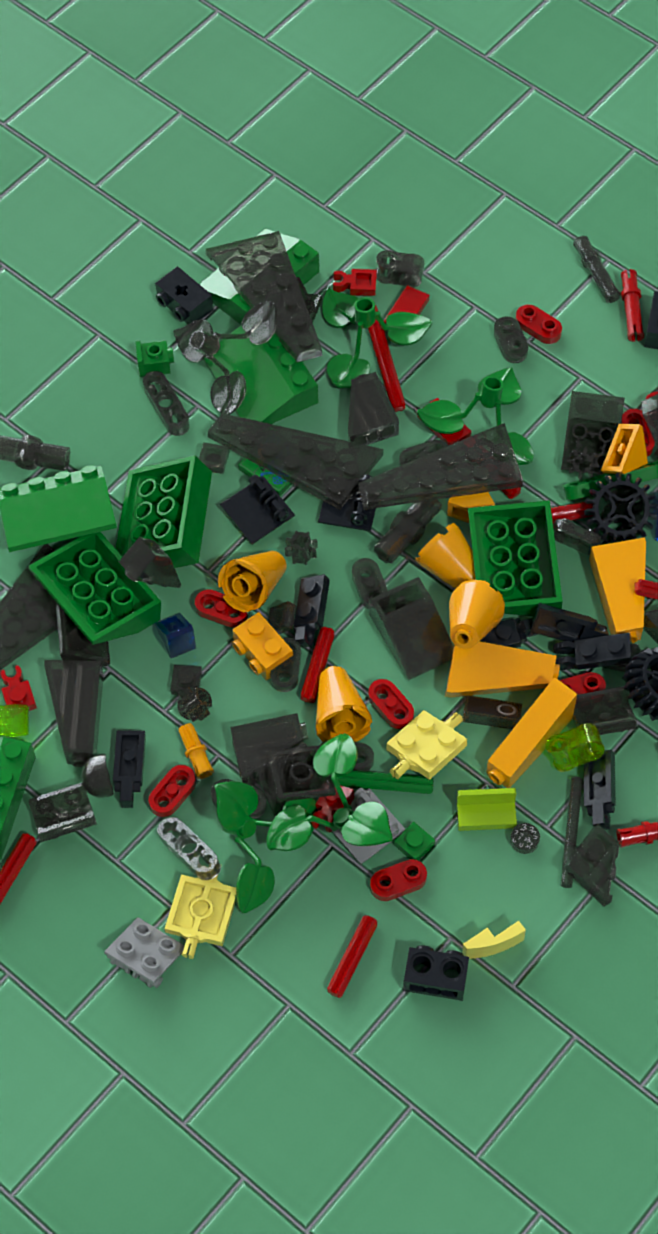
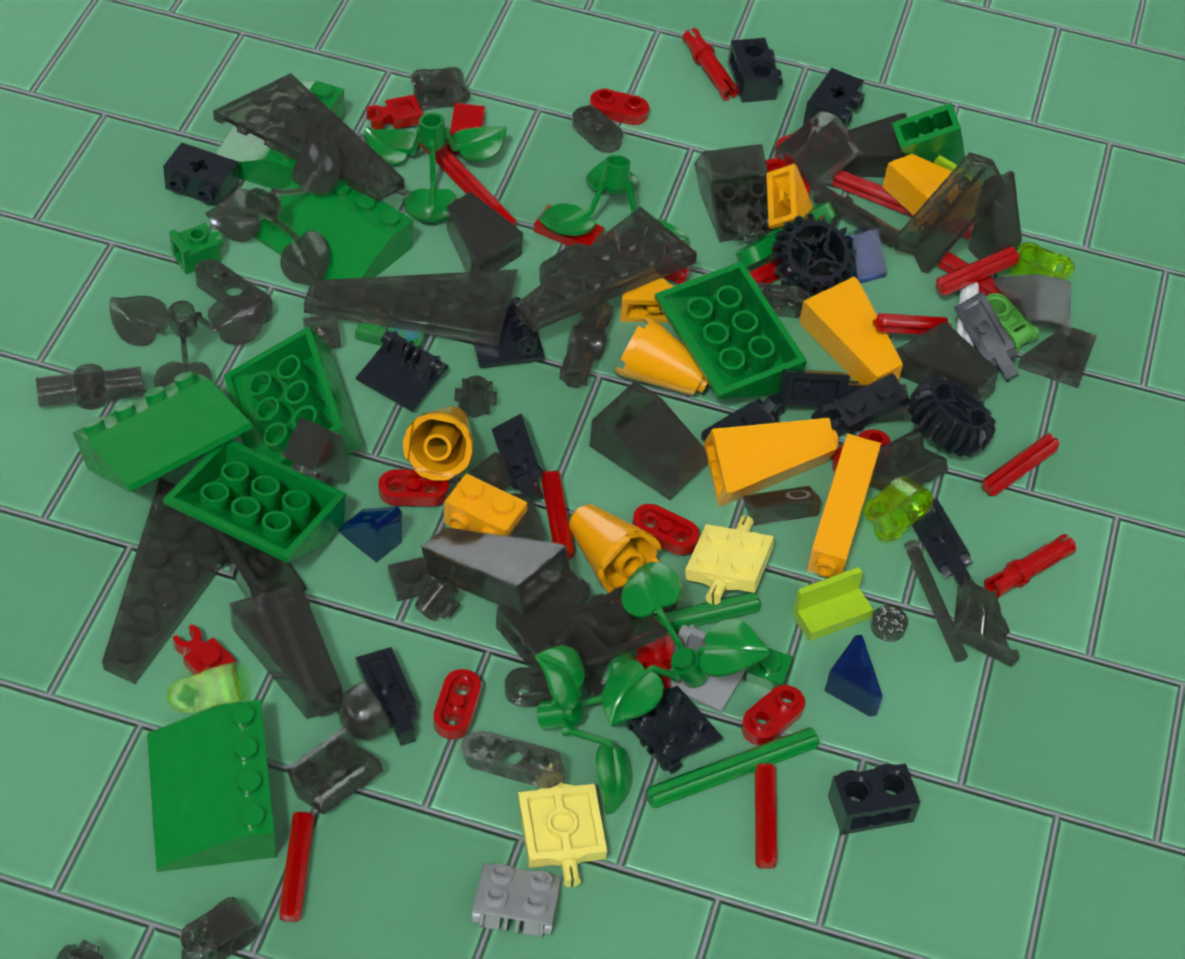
camera: 30 degrees left, 10 degrees down
(93, 406) = (142, 317): none -> clear smoke plant
(195, 751) = (462, 650): light orange axle -> none
(244, 696) = (498, 567): none -> clear smoke slope
(317, 865) = (673, 730): none -> black hinge
(347, 910) = (731, 767): none -> green axle
(367, 586) = (576, 415): clear smoke plate -> none
(470, 871) = (854, 679): none -> clear blue slope
(474, 612) = (719, 394): light orange cone -> none
(486, 944) = (916, 744): light yellow slope -> none
(592, 261) = (644, 32): clear smoke pin -> none

